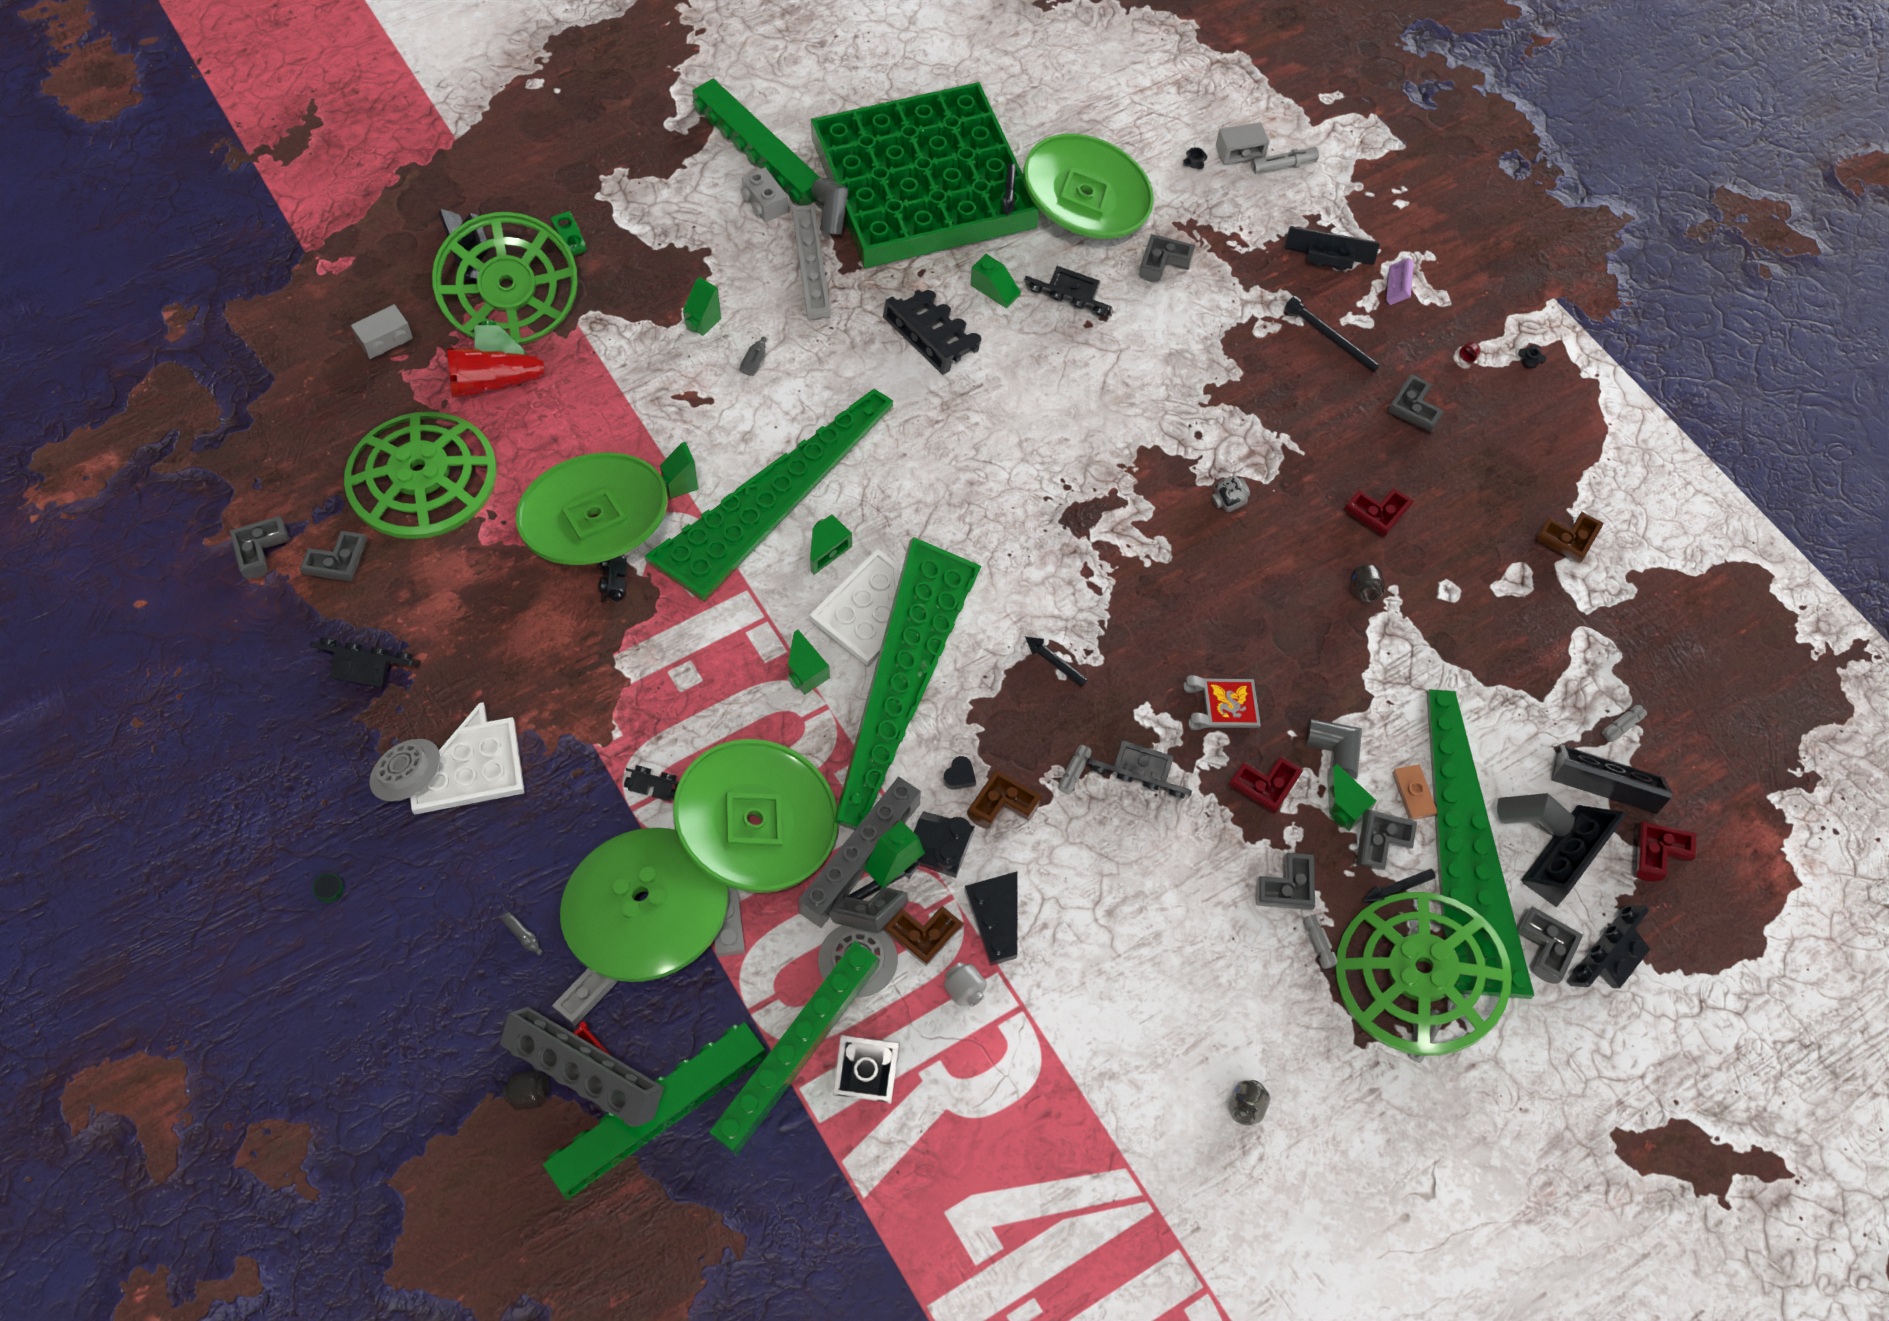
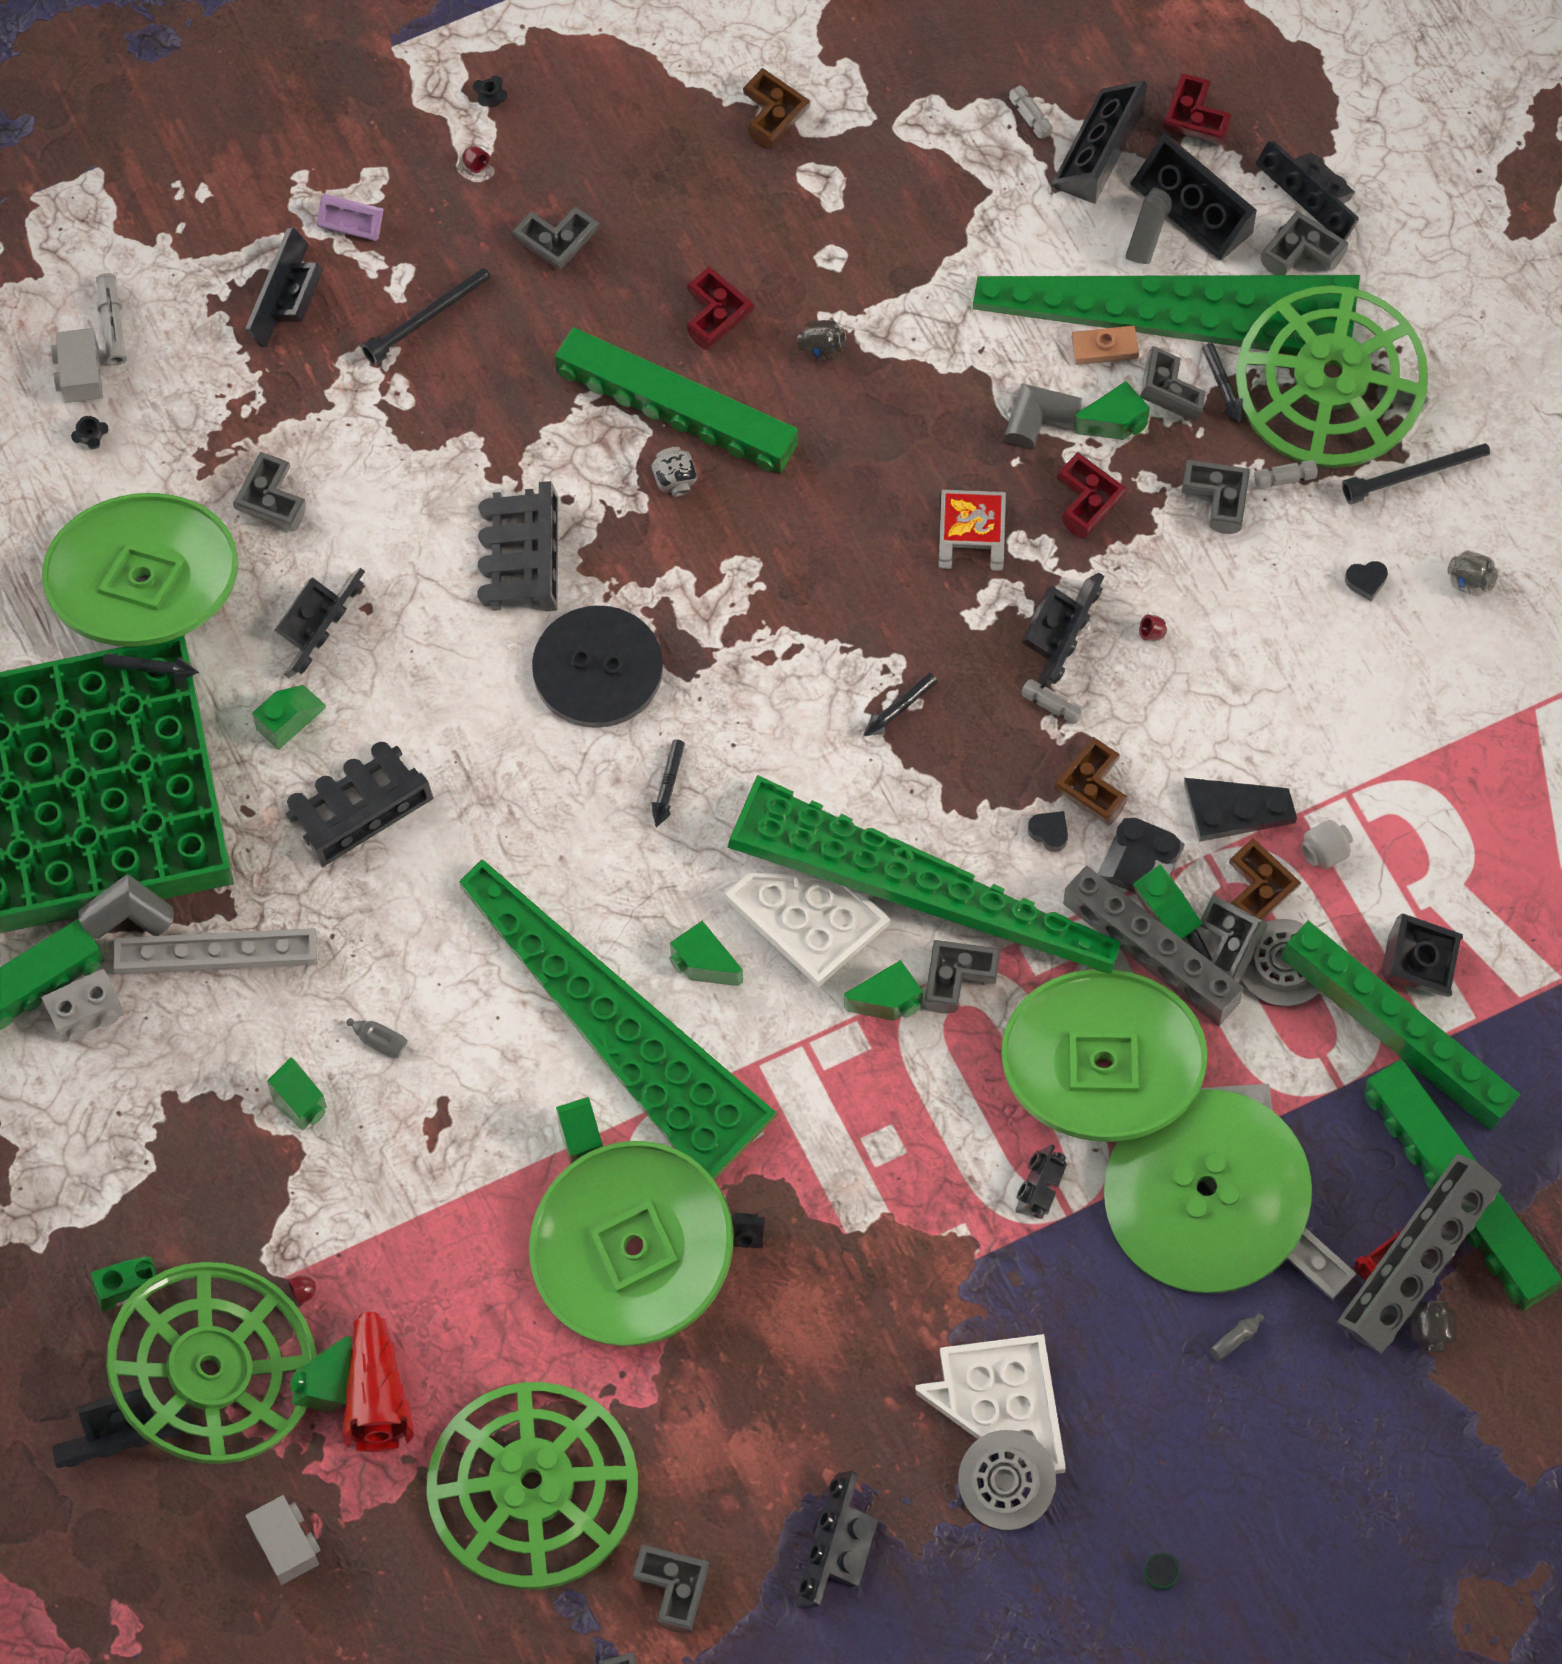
camera: 80 degrees left, 5 degrees up
(564, 329) = (302, 1288): none -> dark red hinge
(832, 707) = (953, 963): none -> dark grey brick
(947, 509) = (661, 807): none -> black piece
(1061, 462) = (597, 666): none -> black plate
(1153, 841) = (1152, 628): none -> dark red hinge
(1155, 418) = (527, 562): none -> black fence
(1230, 1014) = (1367, 578): none -> black tile
(1291, 493) = (676, 400): none -> green brick
(1317, 1002) = (1356, 489): none -> black piece

